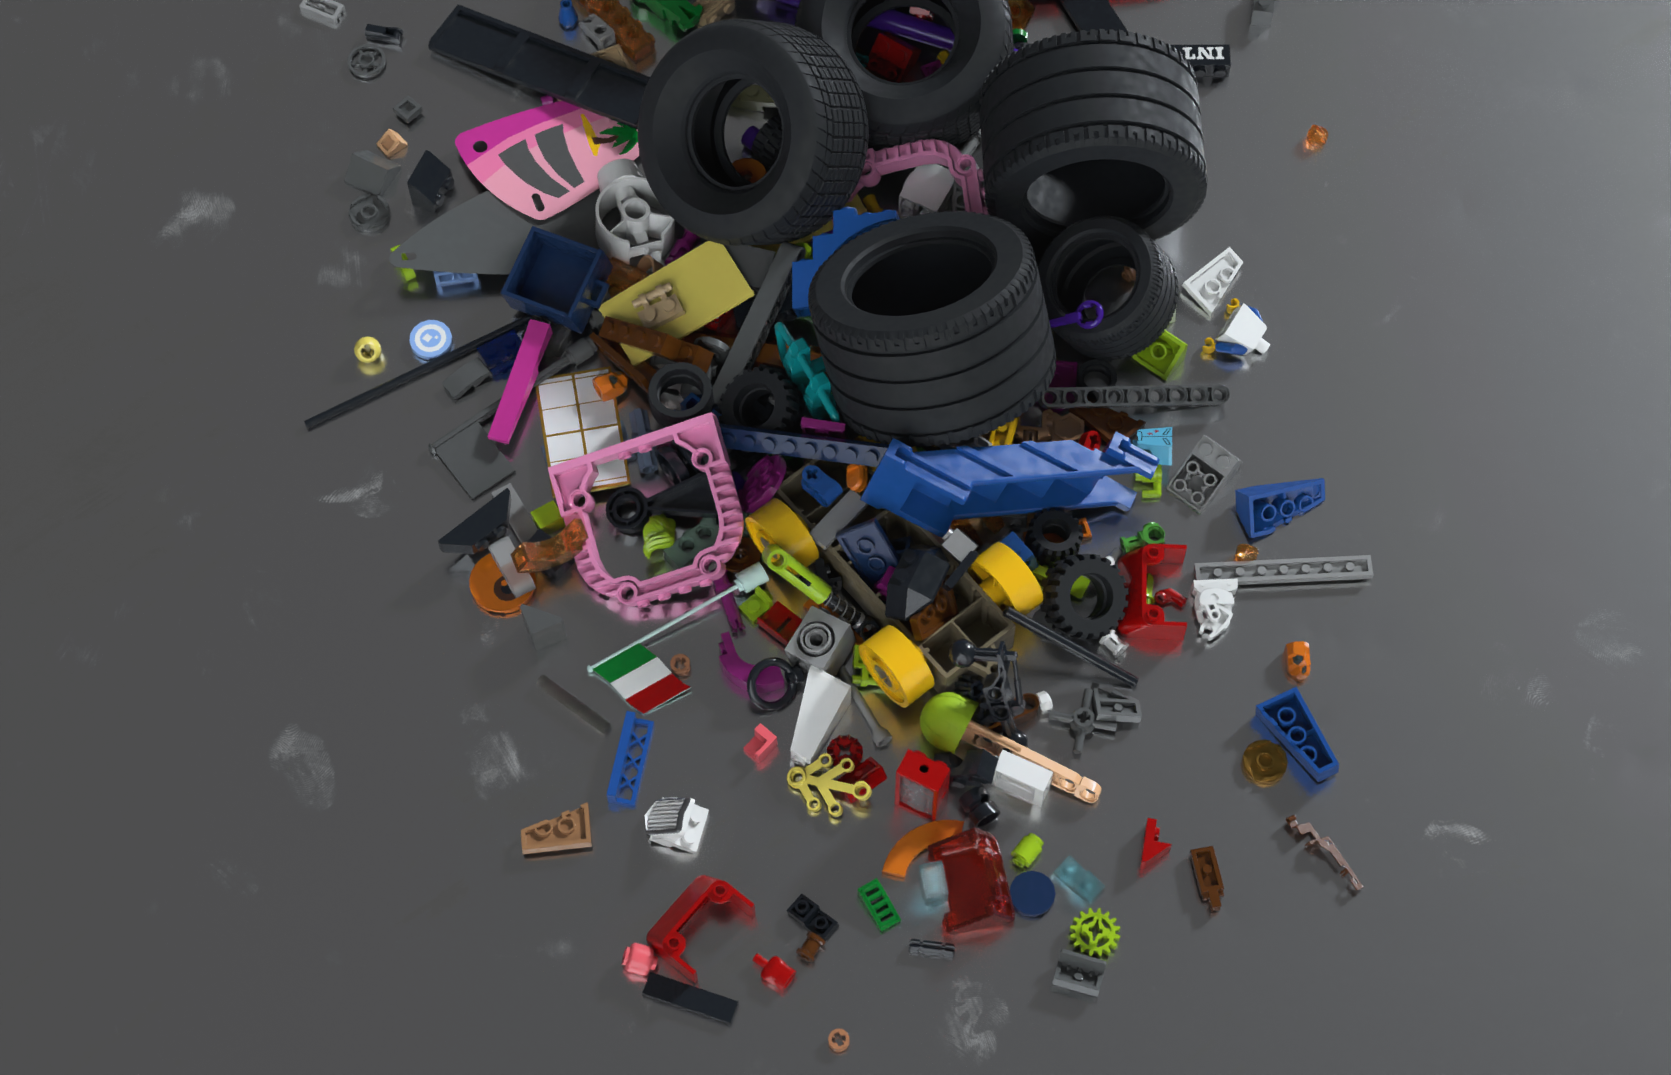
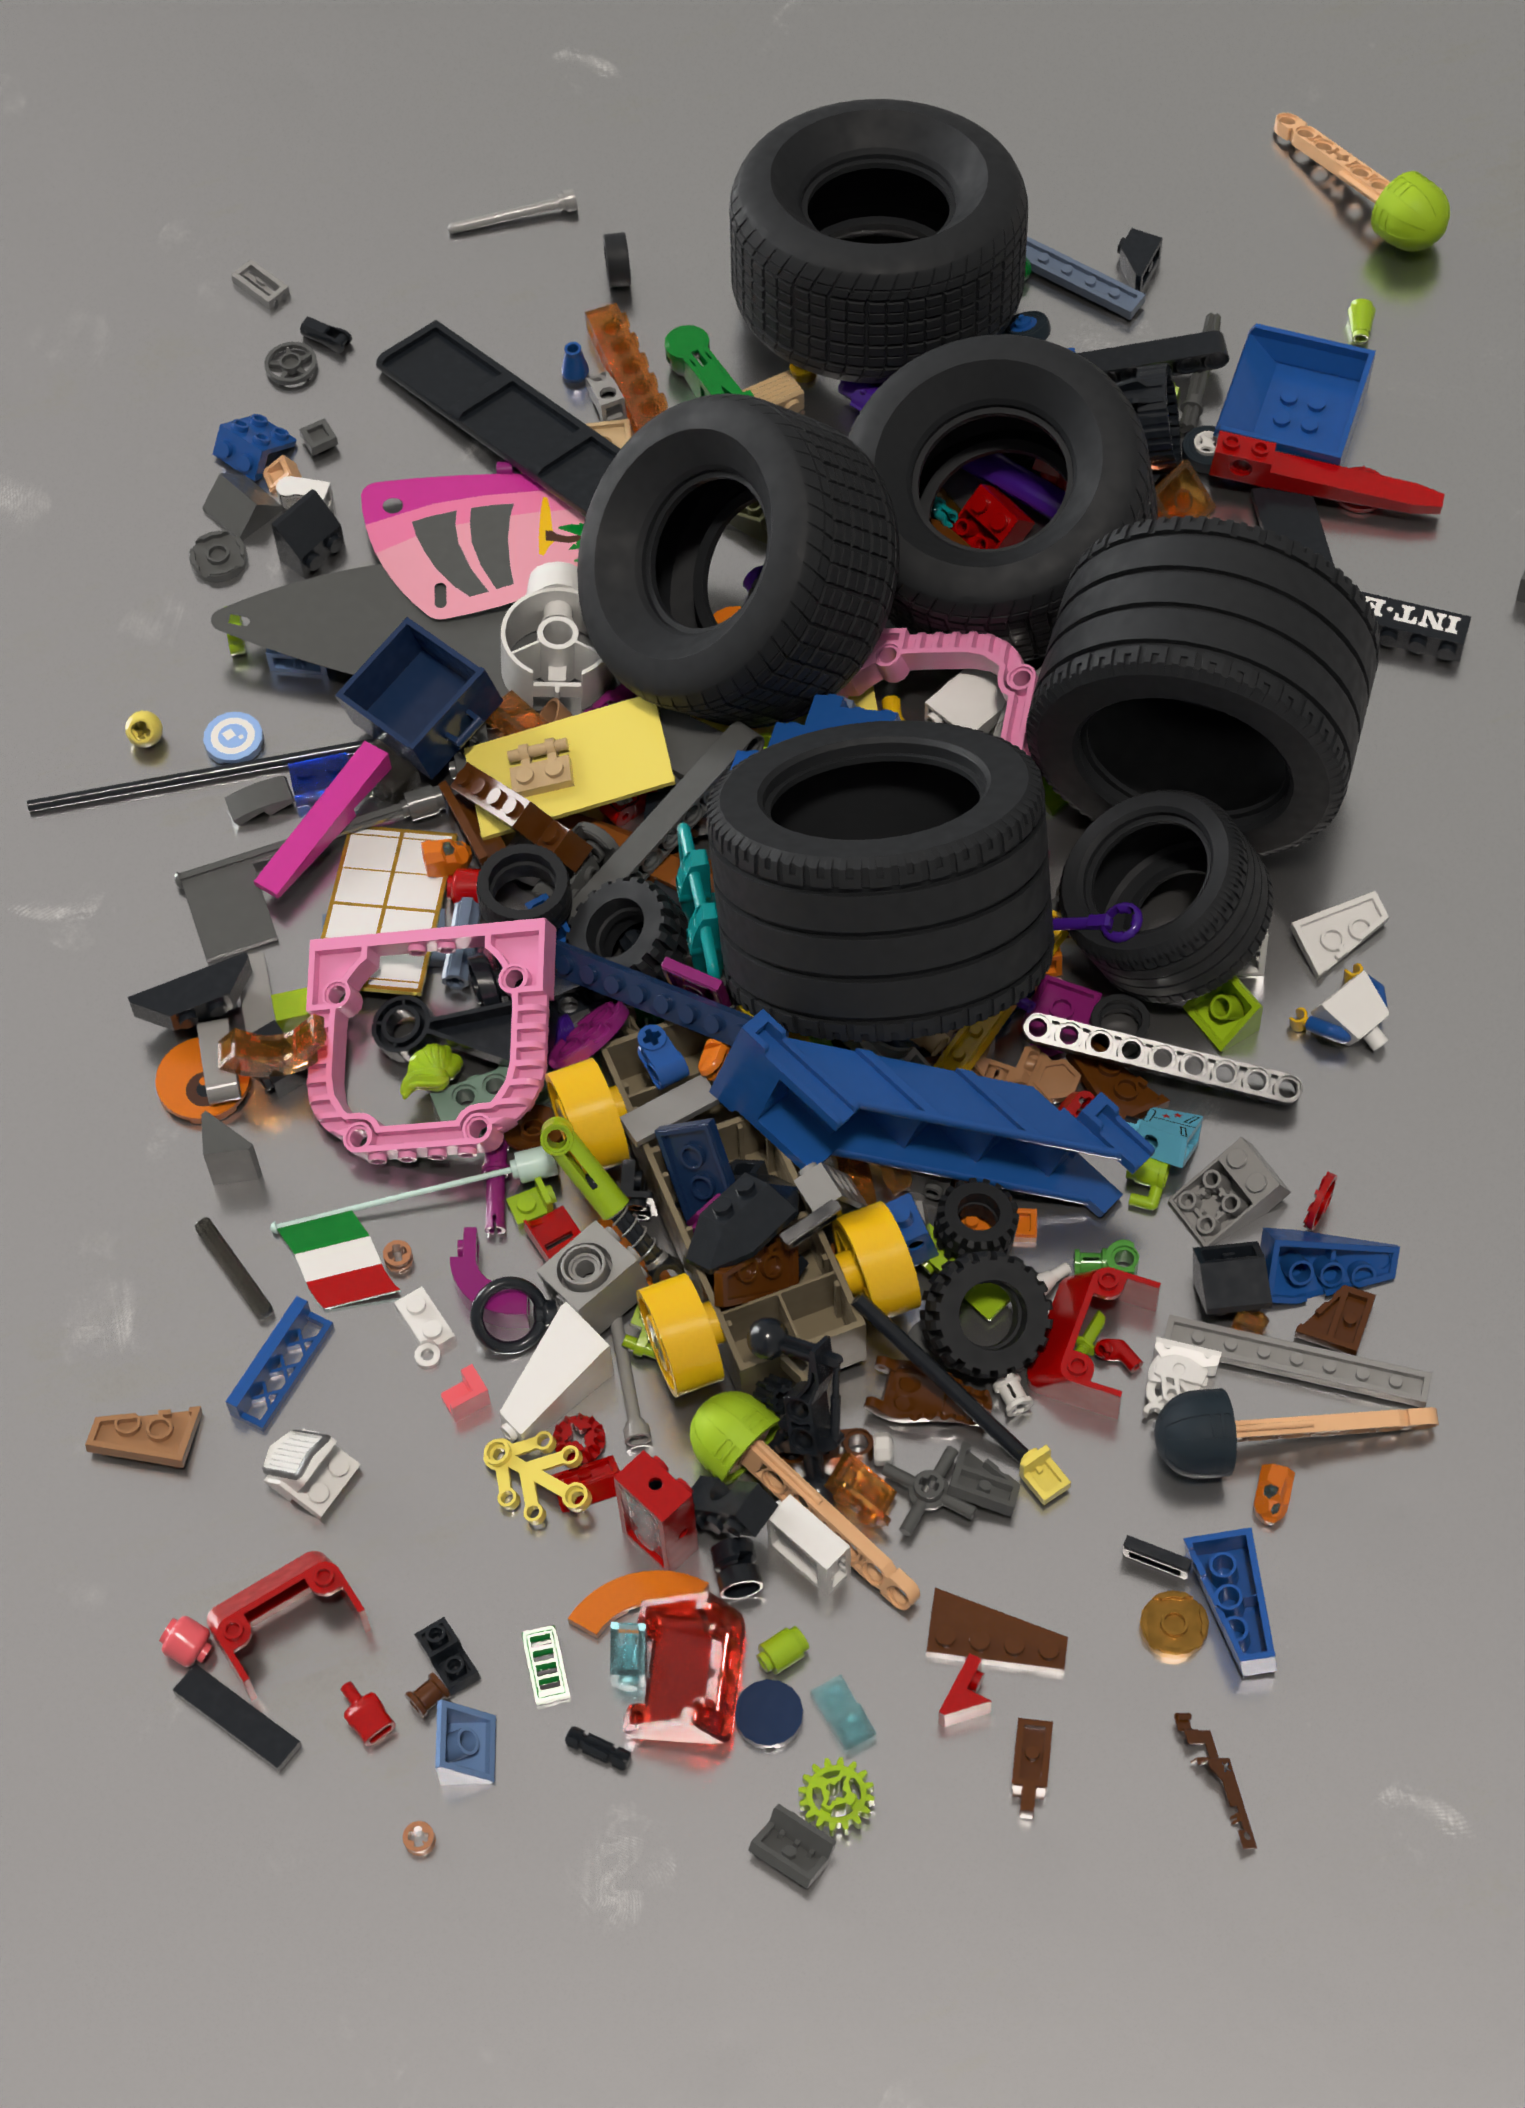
camera: 20 degrees right, 5 degrees down
(361, 126) = (248, 442): none -> blue bracket
(411, 152) = (292, 489): none -> white leg
(633, 399) = (462, 884): none -> red head
(716, 706) = (426, 1326): none -> white hinge
(846, 972) = (464, 1745): none -> medium blue slope
(1041, 733) = (861, 1491): none -> clear orange bracket
(1052, 662) = (914, 1398): none -> reddish brown animal
(1138, 802) = (995, 1637): none -> reddish brown wing
(1151, 690) = (1043, 1475): none -> light yellow bracket
(1227, 528) = (1231, 1278): none -> black slope
(1240, 722) = (1157, 1557): none -> black tile
(1246, 635) = (1200, 1434): none -> piece
(1266, 462) = (1322, 1201): none -> red wheel
(1301, 537) = (1340, 1321): none -> reddish brown wing

